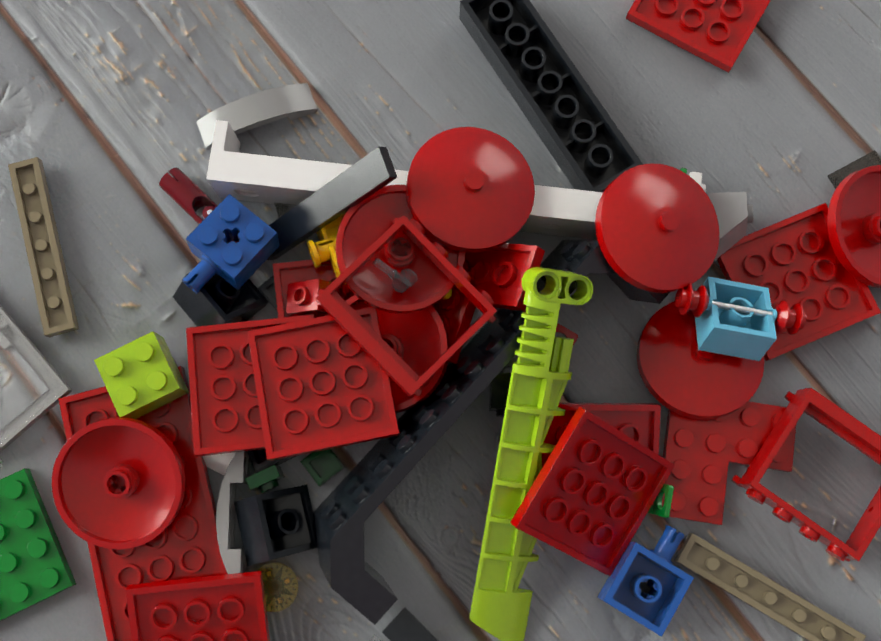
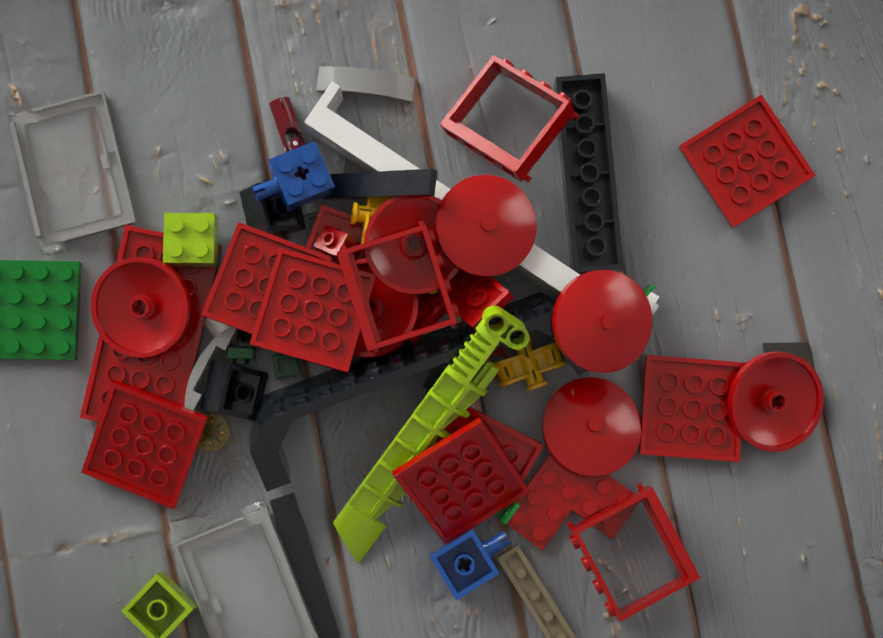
camera: 25 degrees right, 5 degrees up
(43, 247) = (165, 106): dark tan plate -> none
(401, 280) = (403, 267): clear light blue hand -> none
(422, 112) = (495, 155): none -> red window
(596, 322) = (530, 365): none -> yellow axle
(732, 215) = (665, 339): light grey slope -> none
(737, 317) = (626, 411): medium azure brick -> none

